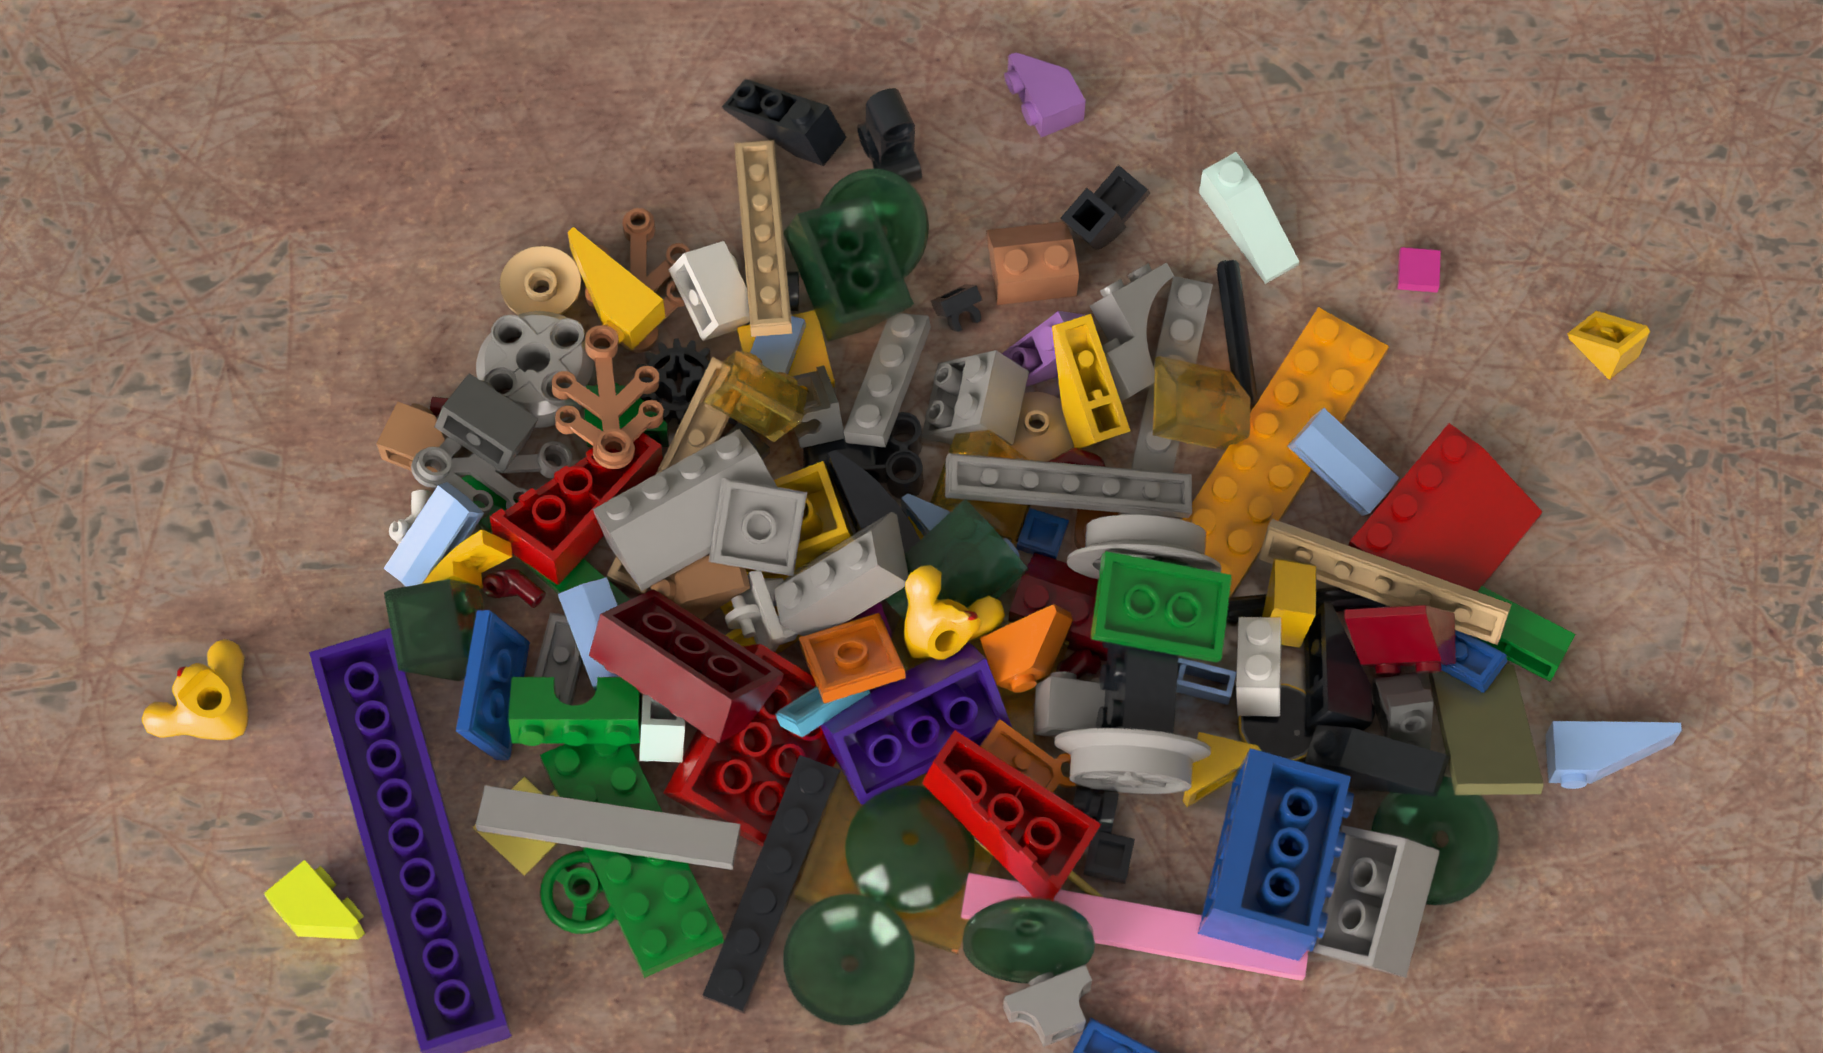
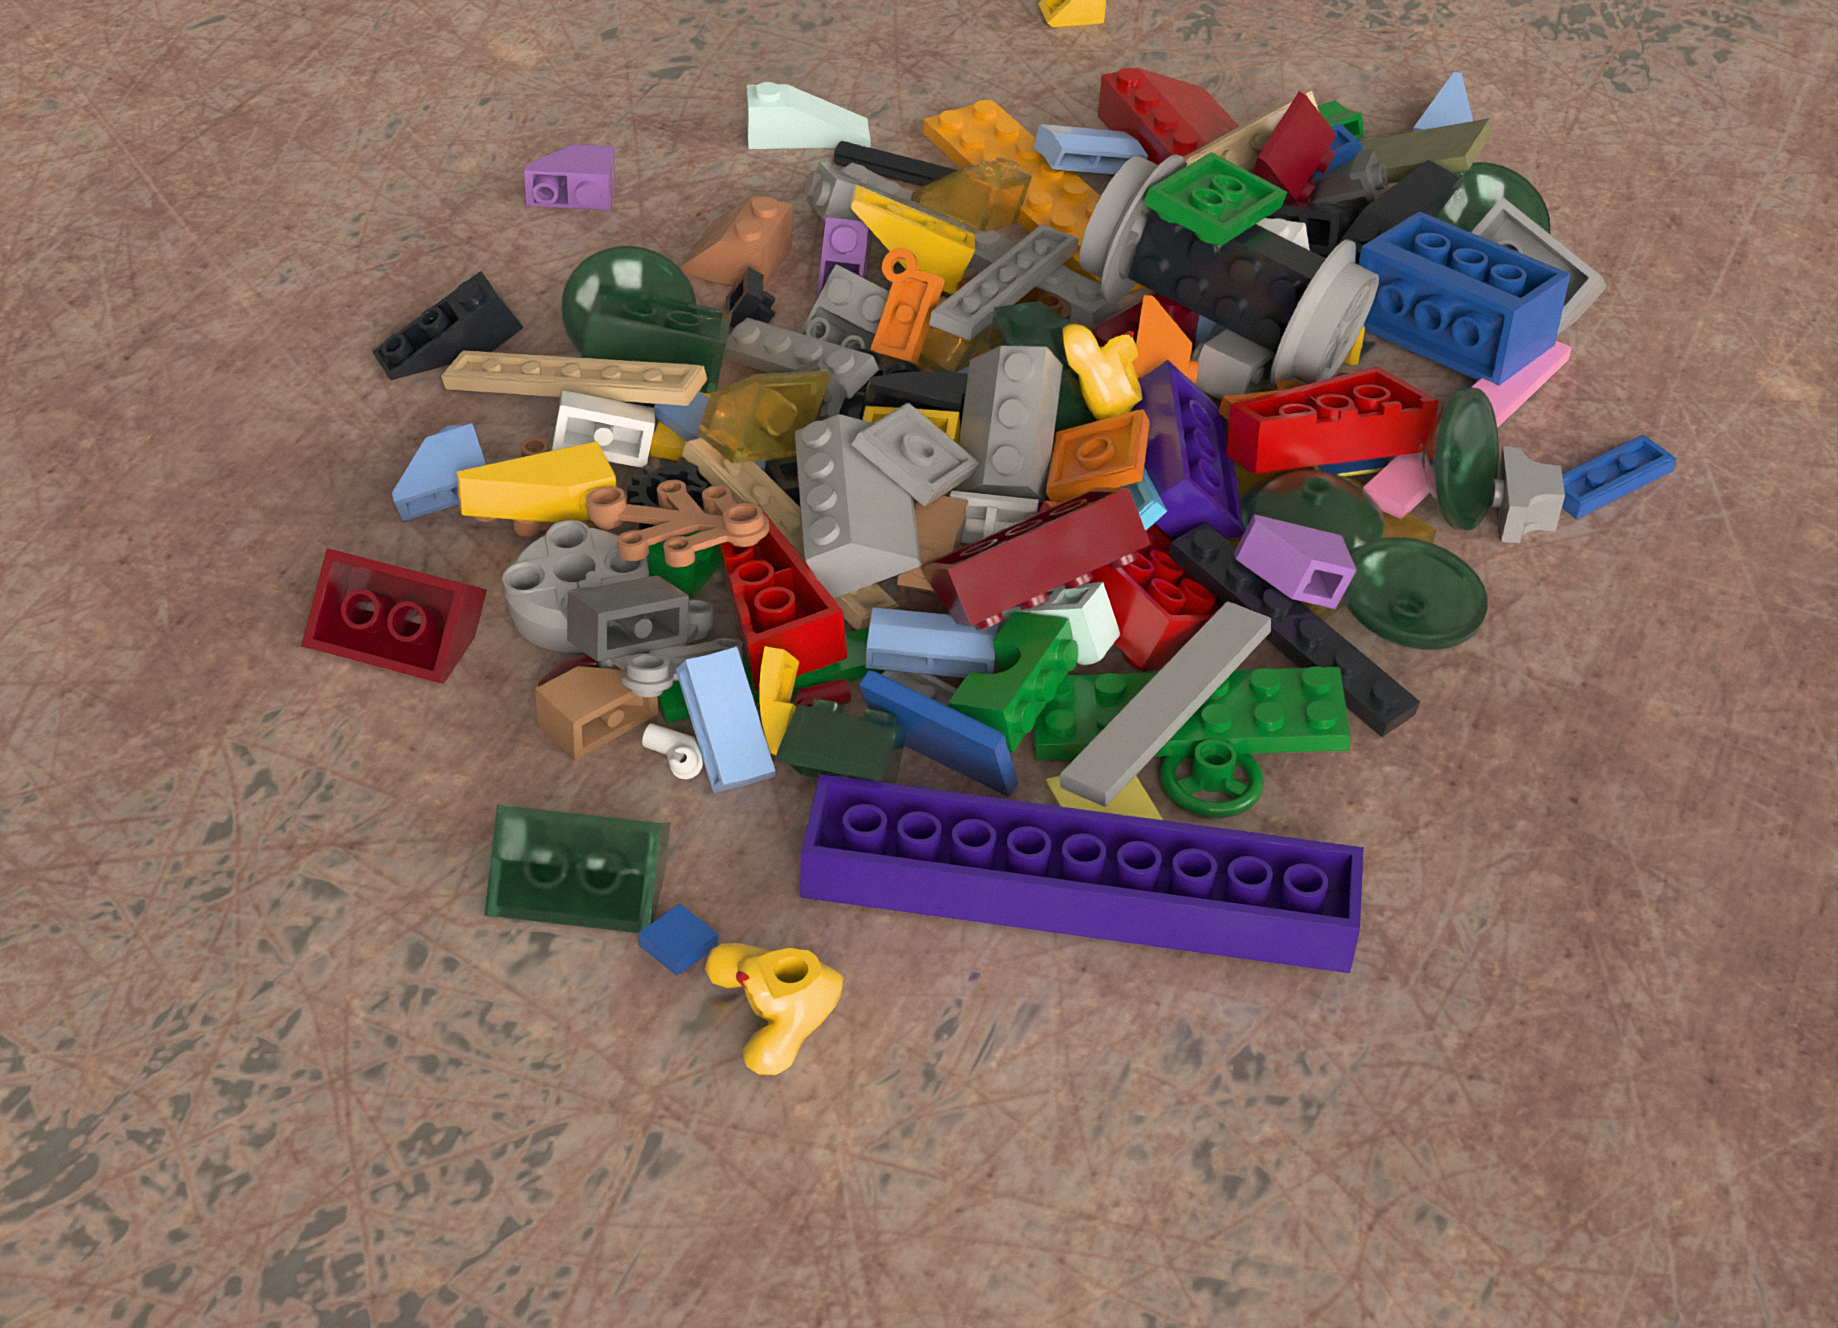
camera: 65 degrees left, 25 degrees down
(238, 613) = (678, 939): none -> blue tile
(263, 517) = (576, 868): none -> clear green slope
(310, 906) = (1103, 992): neon yellow slope -> none
(445, 267) = (392, 616): none -> dark red slope
(538, 268) = (476, 550): tan dish -> none
(602, 215) = (431, 476): none -> medium blue slope
(814, 858) = (1297, 560): none -> medium lavender slope
(890, 135) = (545, 253): black piece -> none
(963, 431) = (907, 309): none -> orange hinge
(1102, 214) = (729, 176): black brick -> none
(1419, 269) = (928, 65): dark pink tile -> none

